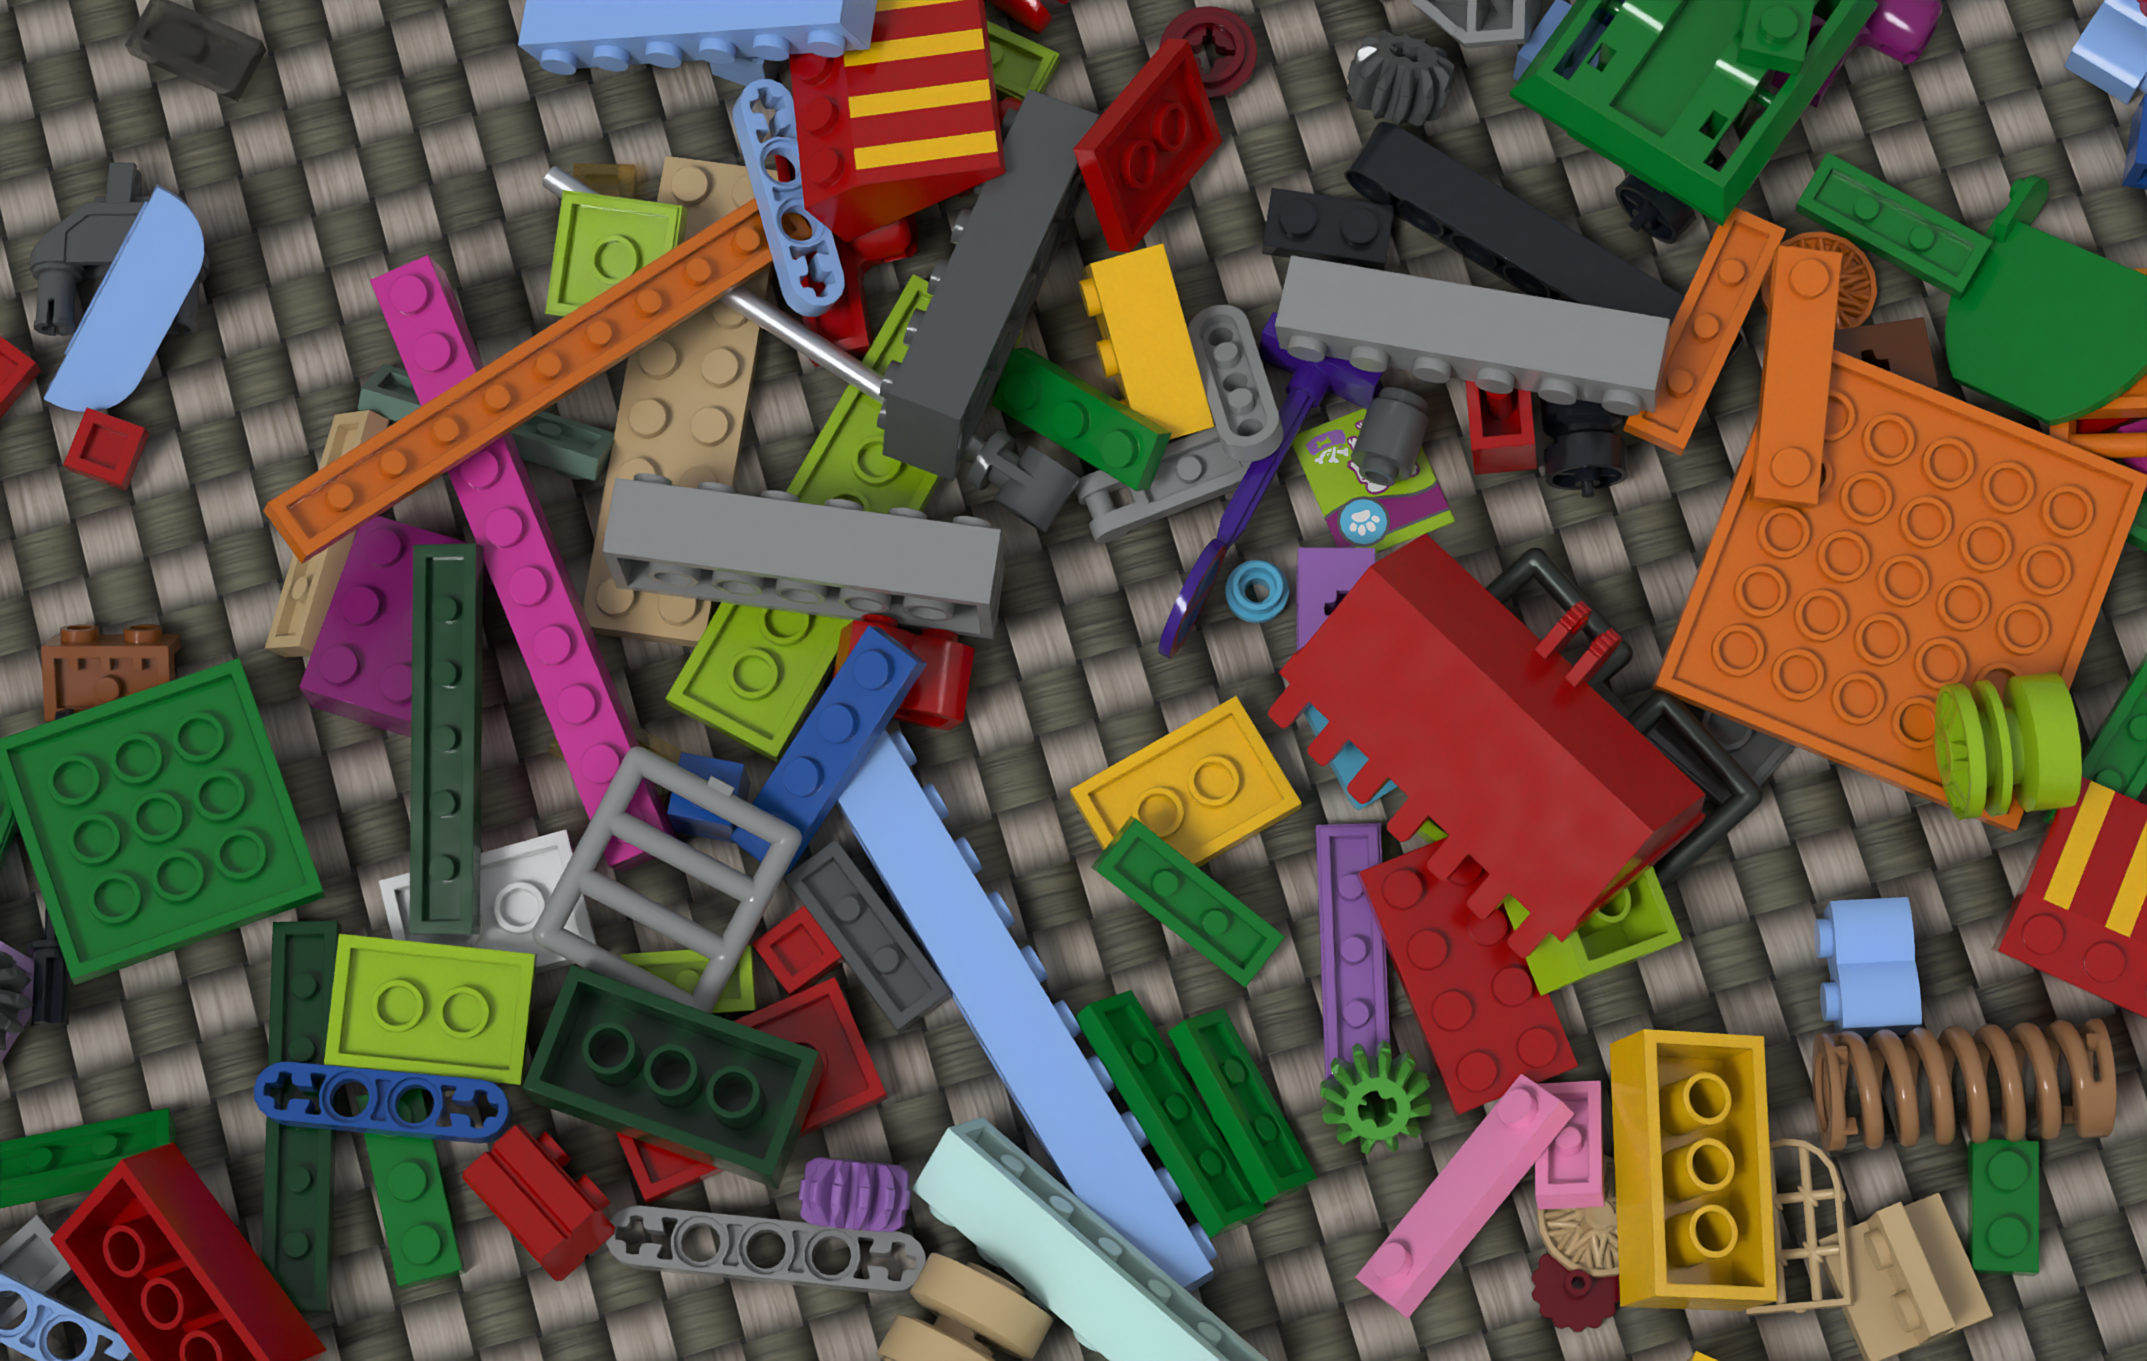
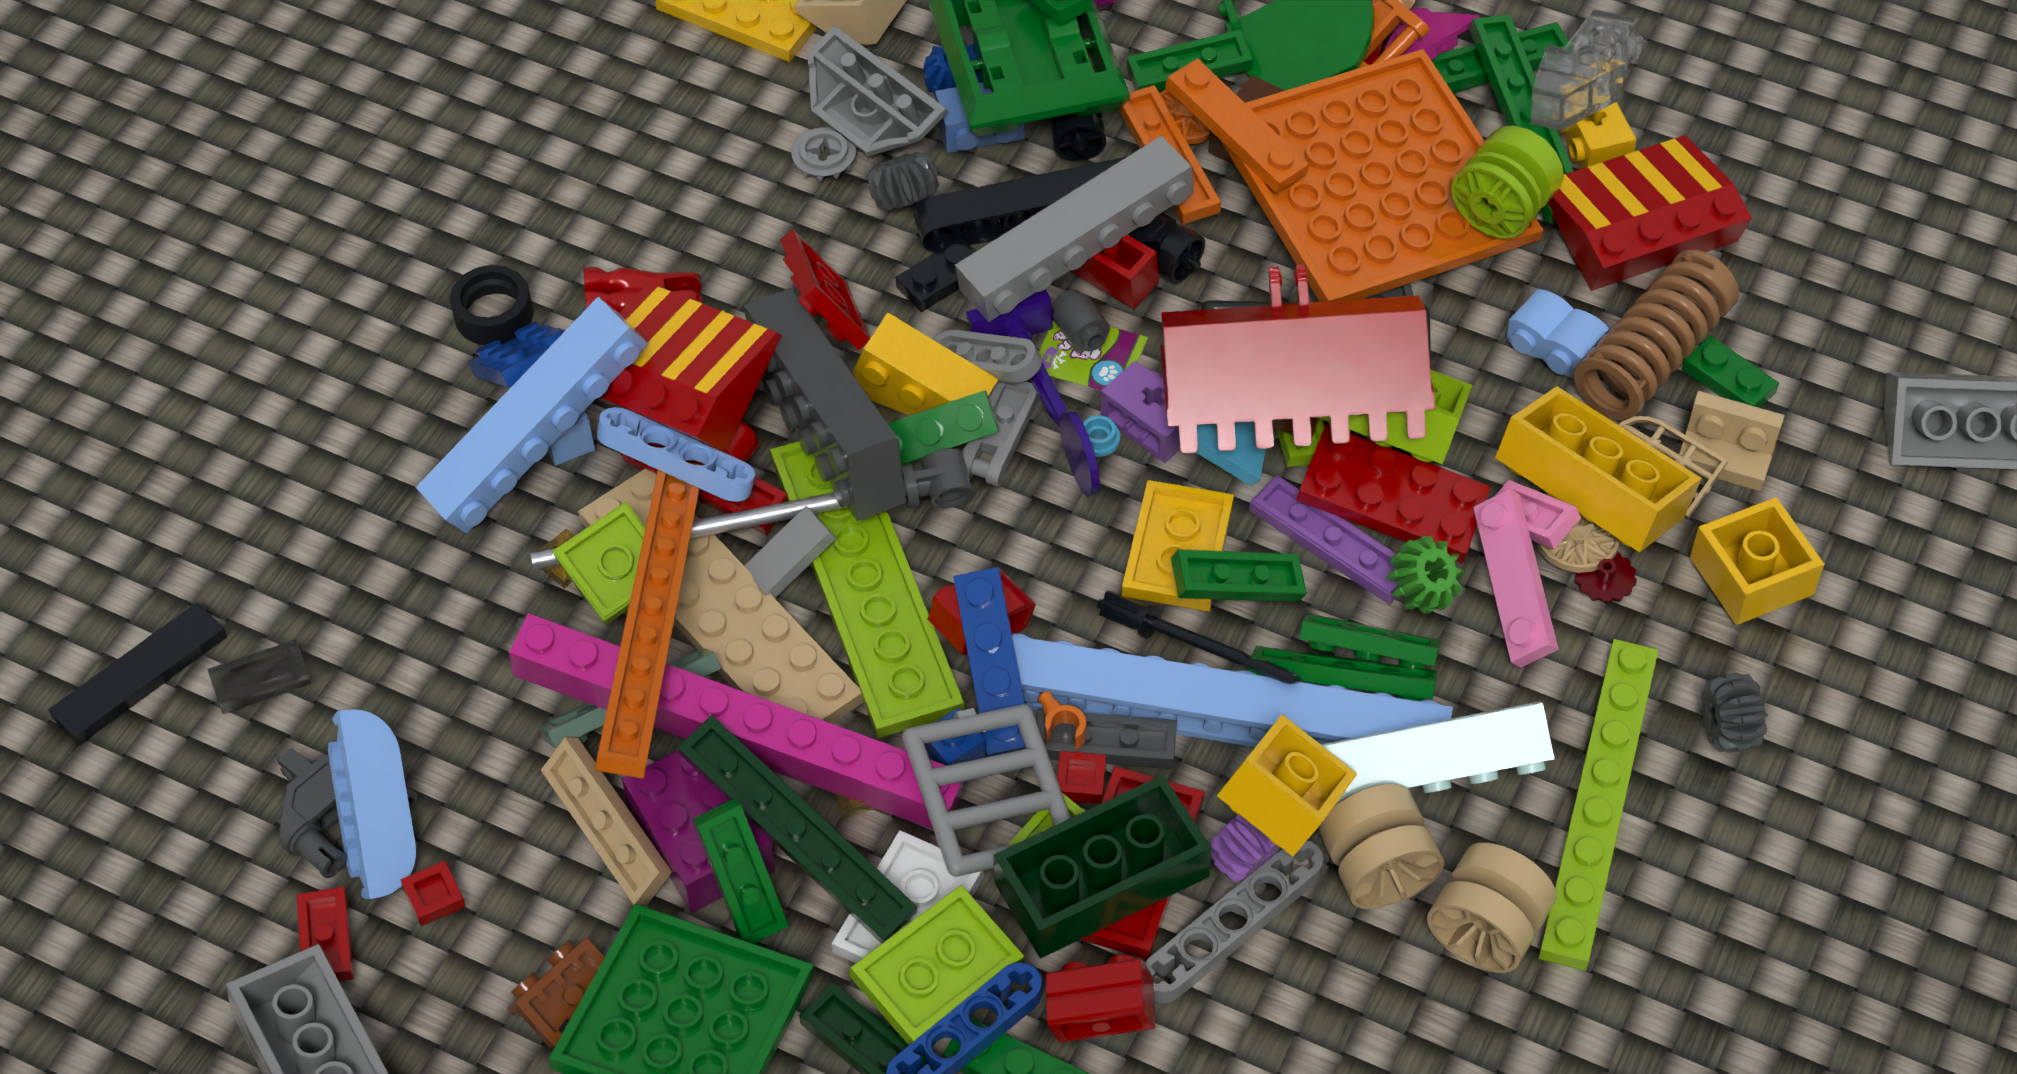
camera: 50 degrees left, 20 degrees down
(354, 728) = (740, 872): none -> green plate
(800, 415) = (790, 552): none -> light grey tile
(804, 555) = (877, 588): light grey brick -> none
(838, 864) = (1059, 714): none -> orange piece
(912, 1192) = (1287, 785): none -> yellow brick
(1053, 852) = (1148, 620): none -> black piece
(1231, 38) = (774, 252): dark red gear -> none

